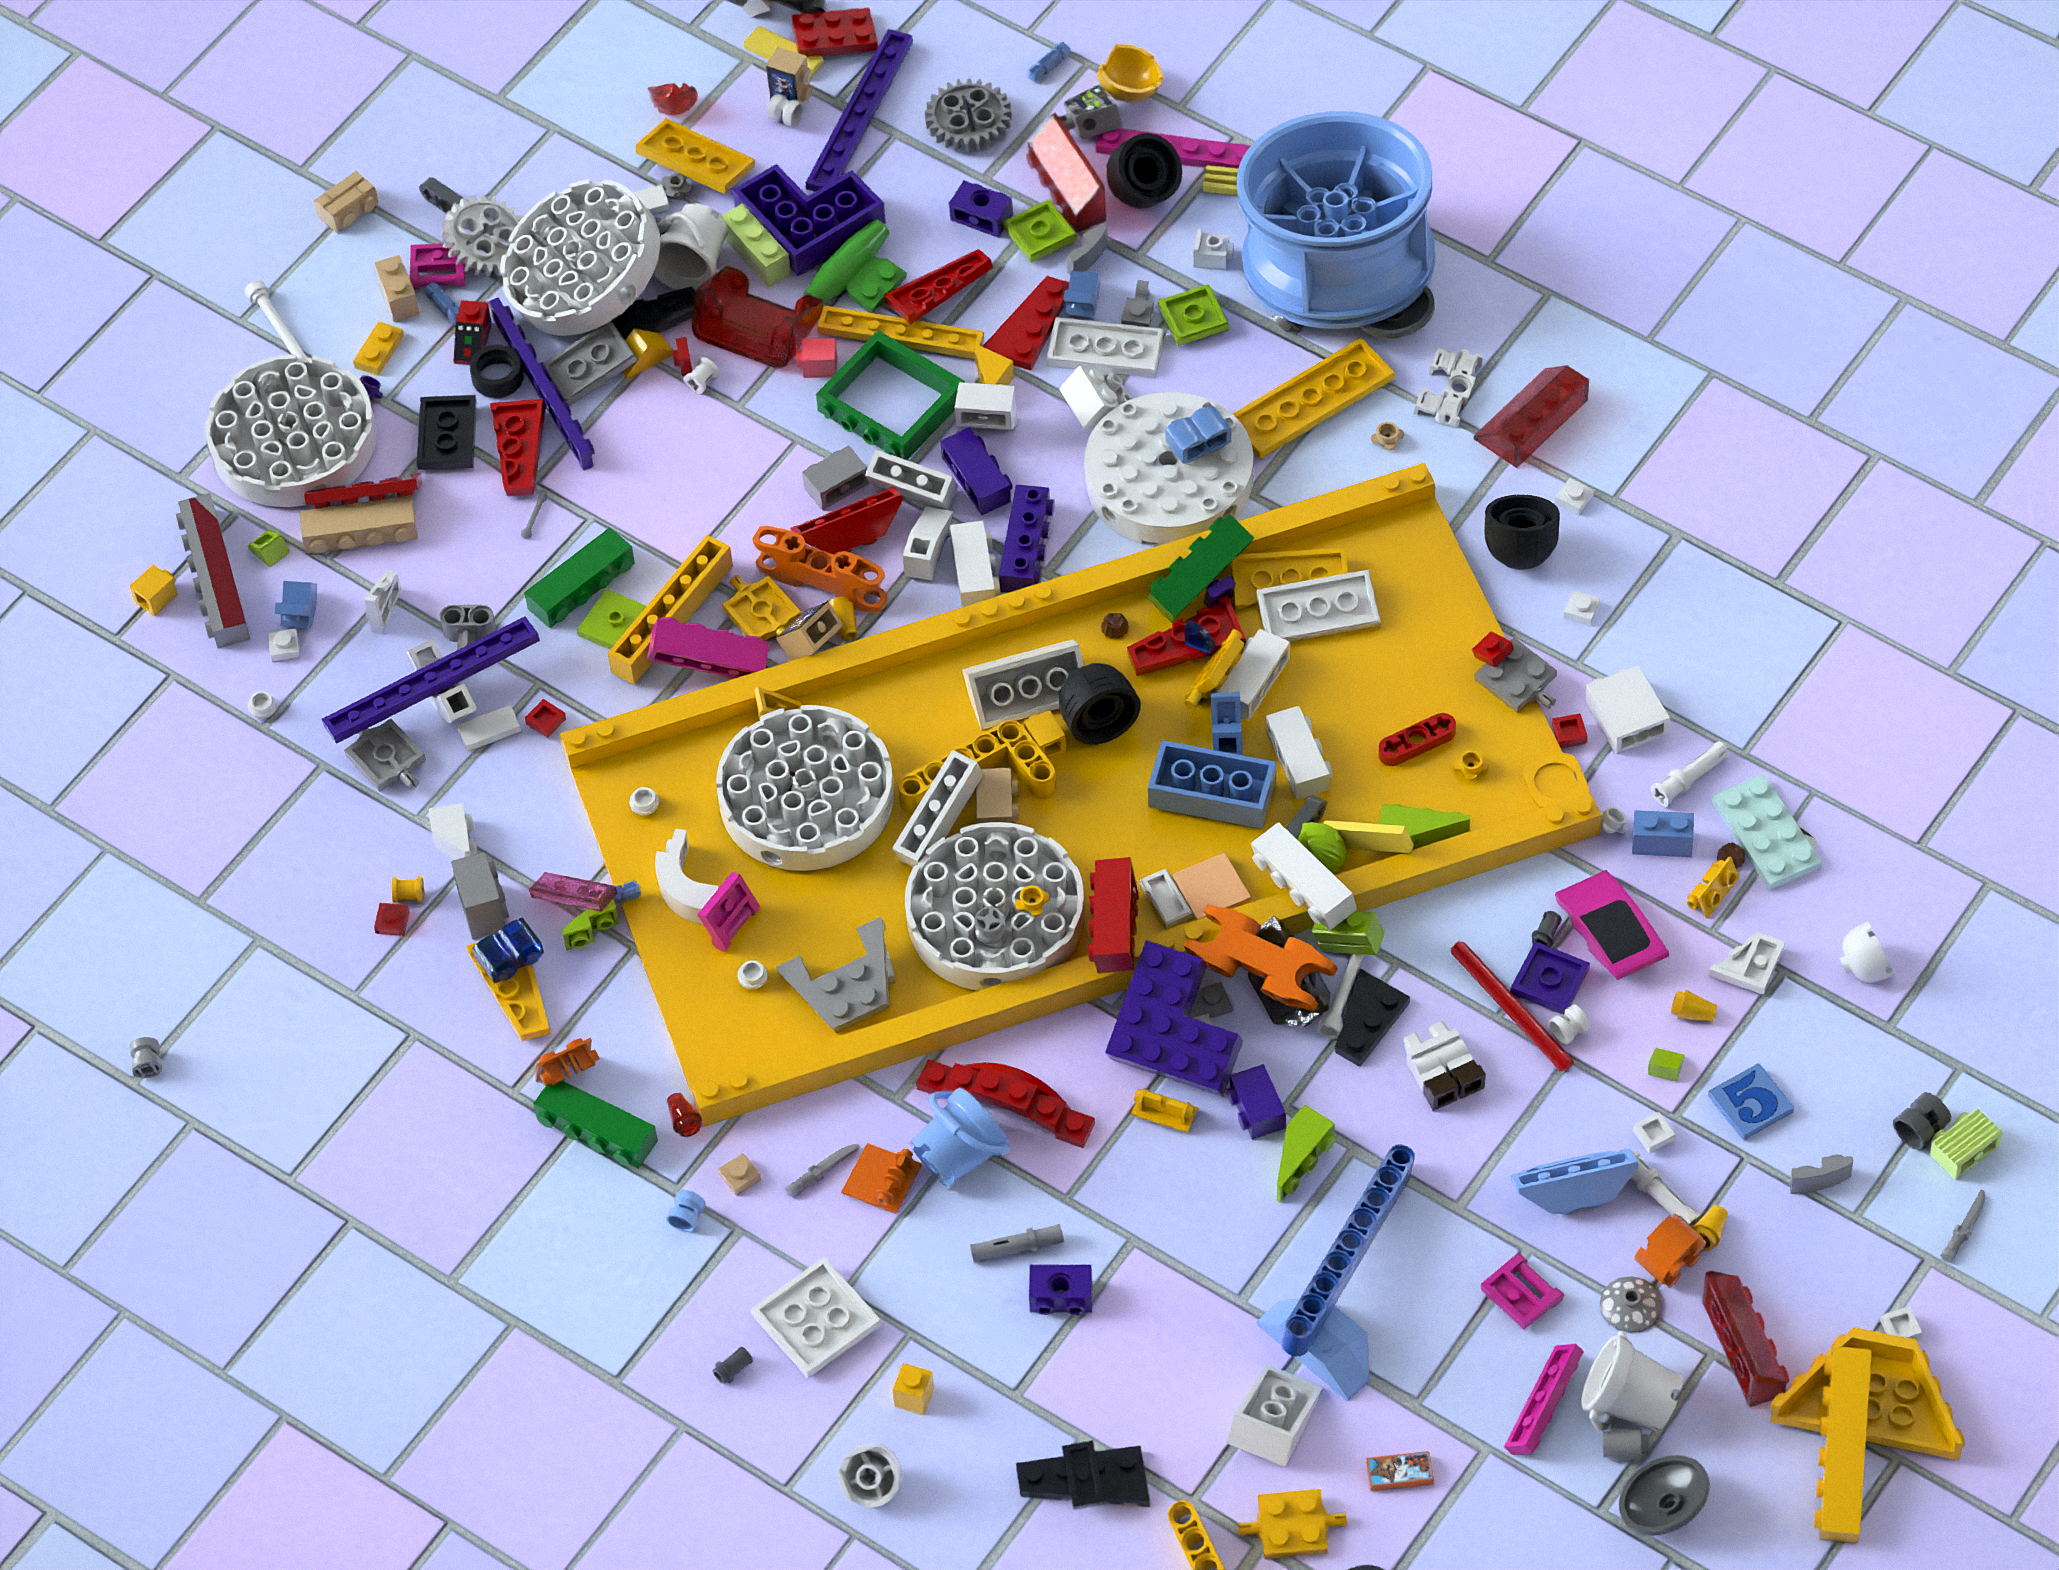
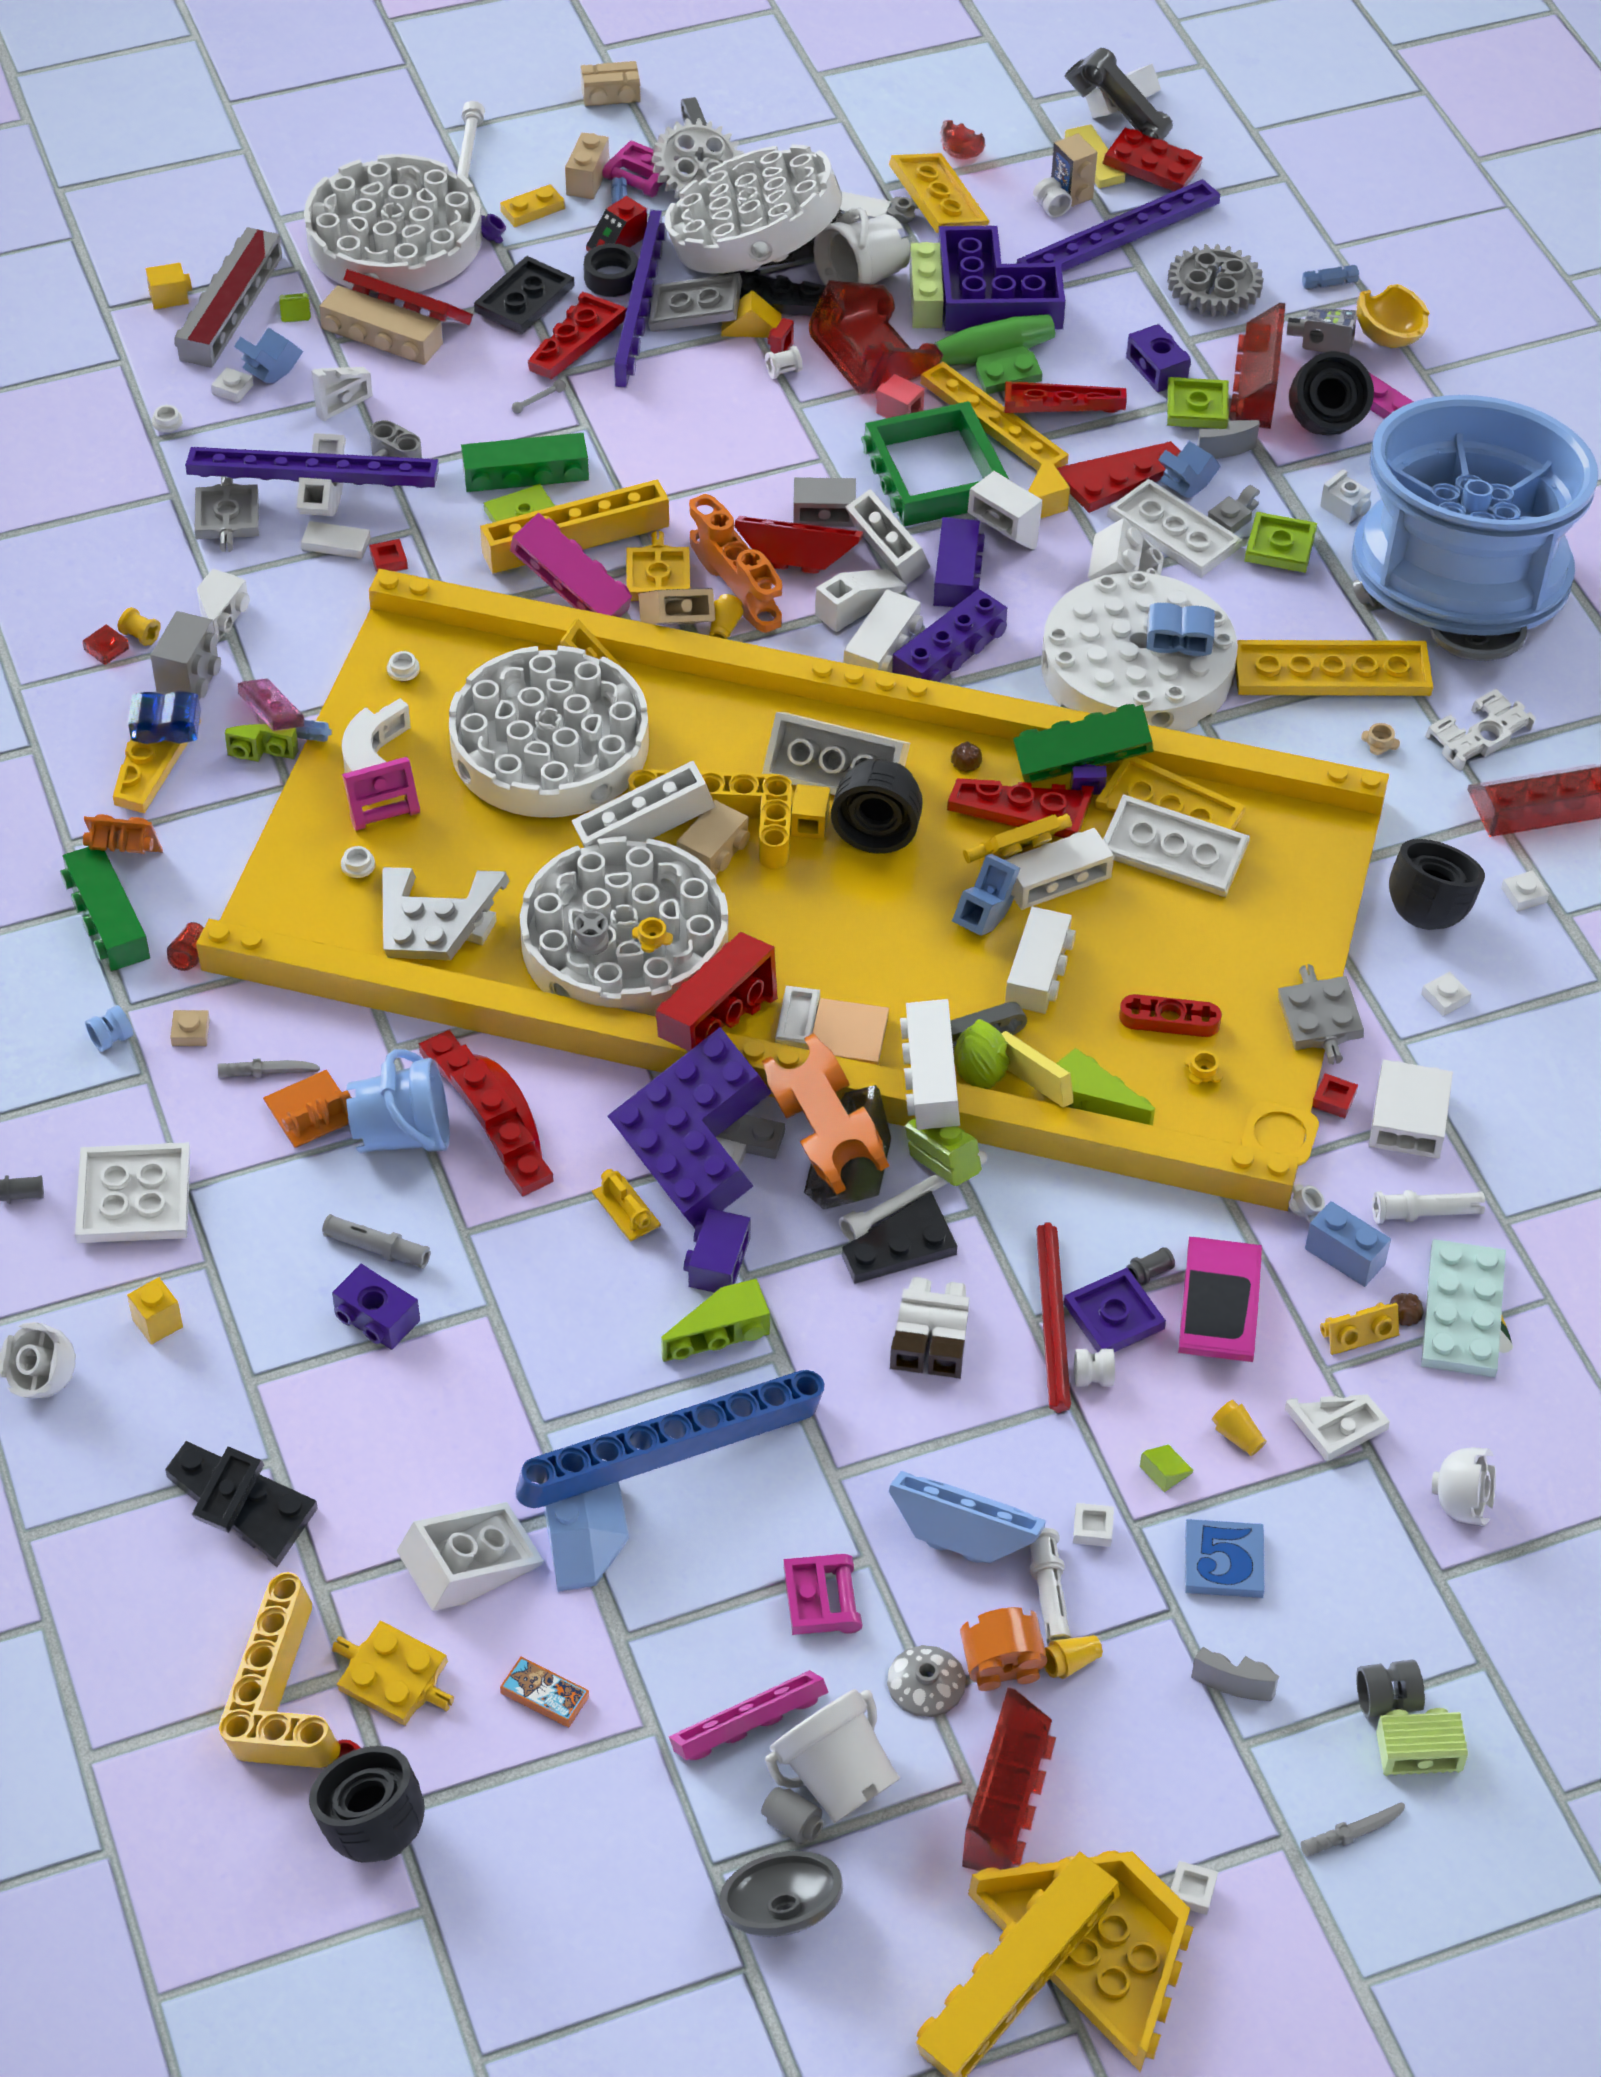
camera: 30 degrees right, 5 degrees down
(1198, 637) = (1026, 801): clear blue tile -> none
(1212, 784) = (927, 938): medium blue brick -> none
(1492, 649) = (1312, 972): red plate -> none

